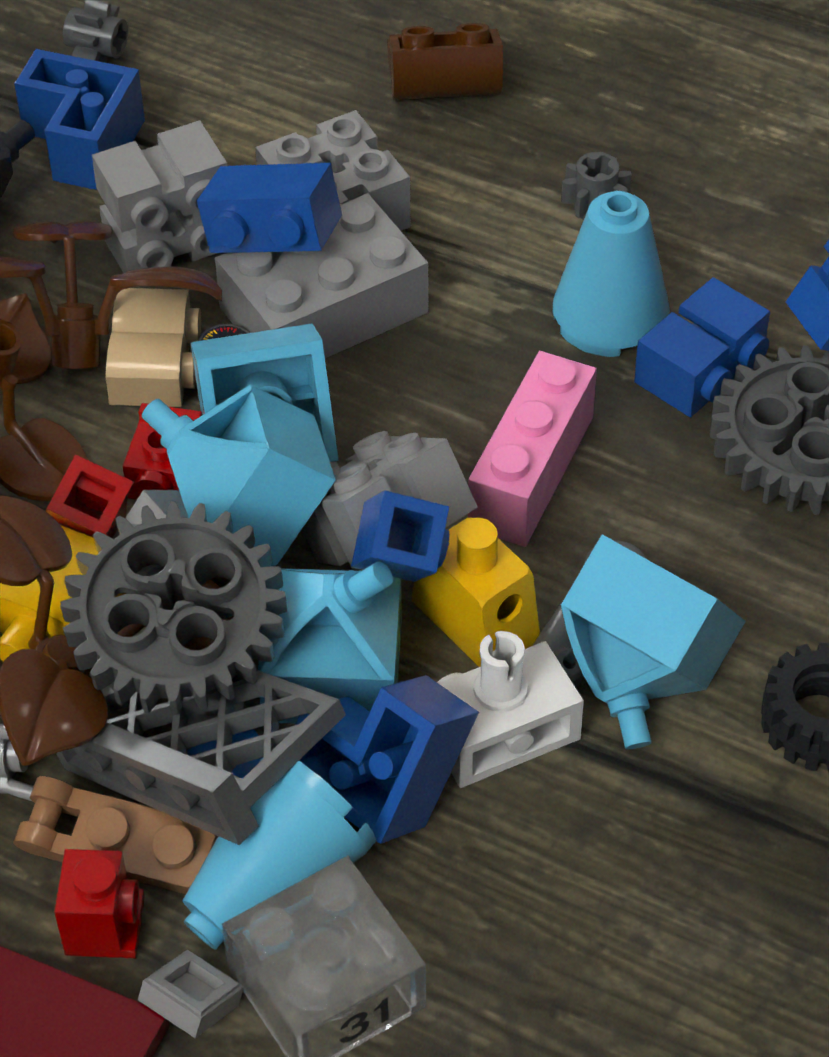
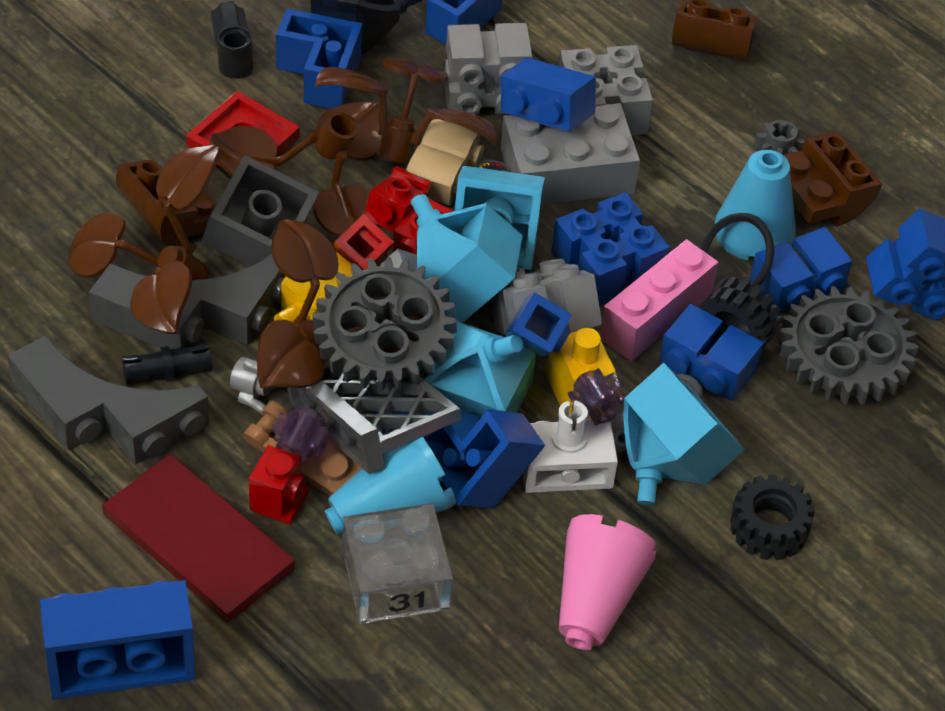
camera: 15 degrees right, 0 degrees up
(106, 419) = (392, 198): none -> red brick
(108, 814) = (301, 432): none -> clear purple gear
(190, 993) = (313, 553): light grey tile -> none
(433, 388) = (609, 244): none -> blue brick
(522, 609) = (599, 395): none -> clear purple gear
(632, 884) = (600, 577): none -> bright pink cone
(649, 514) = (717, 365): none -> blue piece
(660, 332) = (746, 217): none -> black tyre
(661, 413) = (744, 309): none -> black tyre
(693, 212) = (831, 180): none -> reddish brown brick

